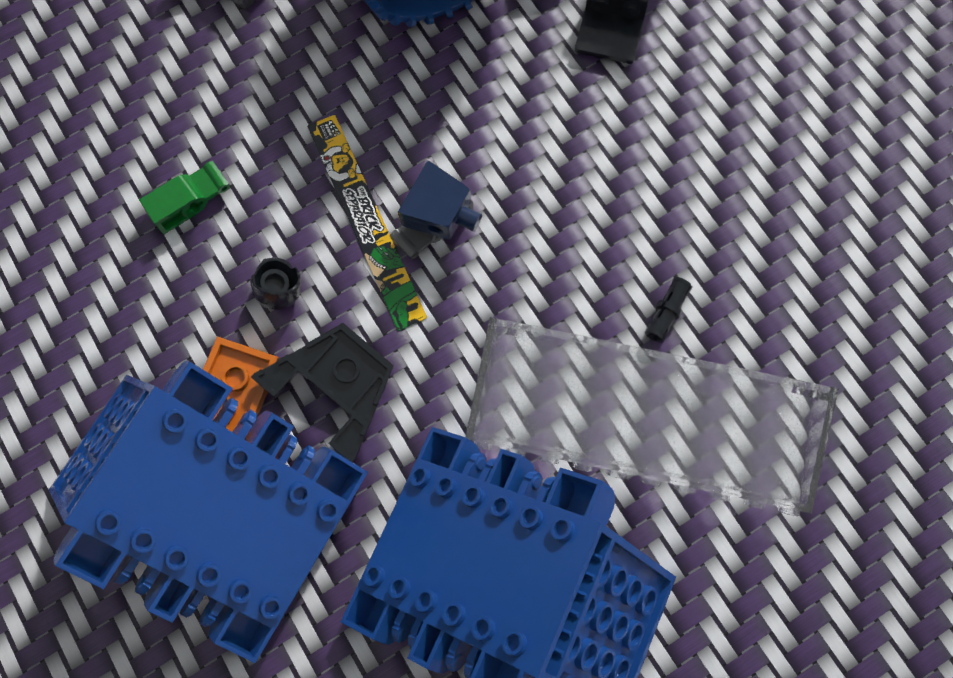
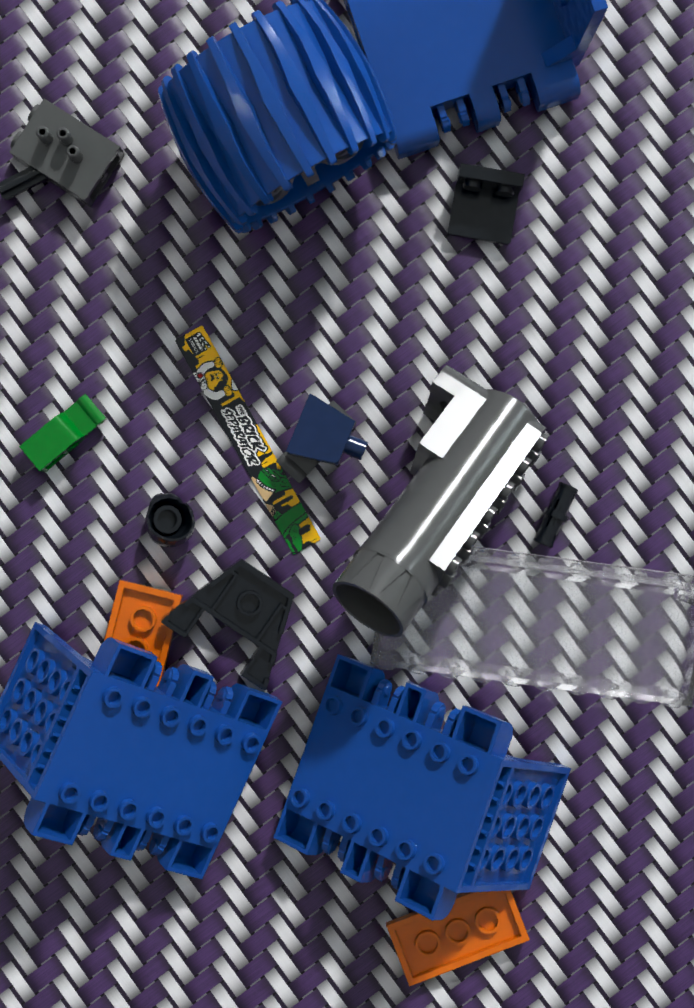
camera: 15 degrees left, 15 degrees up
(575, 247) = (459, 483): none -> dark grey piece

